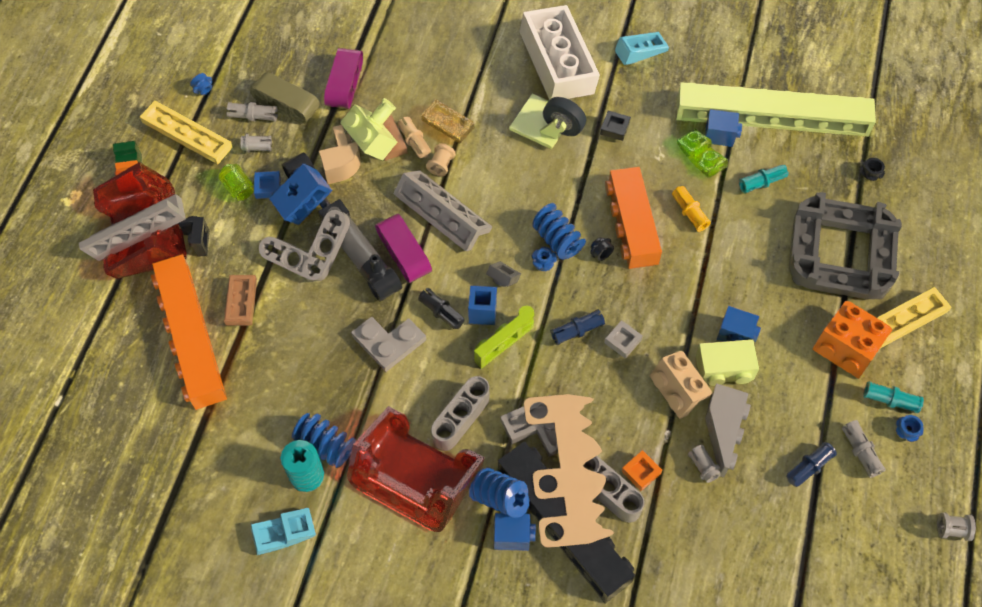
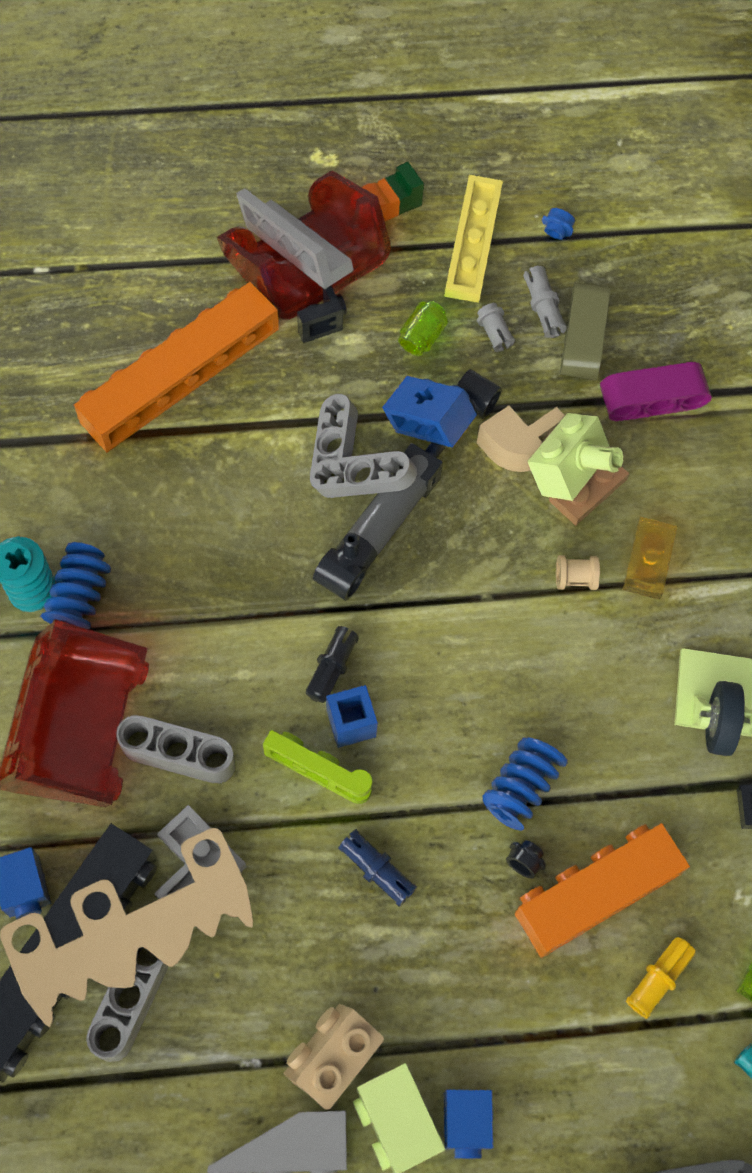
camera: 65 degrees right, 5 degrees up
(240, 300) = (247, 407): medium nougat plate -> none
(266, 183) = (436, 365): blue plate -> none
(391, 347) = (248, 615): light grey plate -> none
(403, 248) = (407, 577): magenta beam -> none
(414, 137) = (599, 523): tan axle -> none
(441, 209) = (492, 597): light grey fence -> none
(500, 492) = (60, 844): blue piece -> none
(503, 274) = (420, 729): dark grey plate -> none
(543, 264) = (466, 786): blue plate -> none
(623, 339) = (380, 943): light grey plate -> none
(641, 470) = (173, 1040): orange plate -> none
(705, 464) = (216, 1135): light grey pin -> none

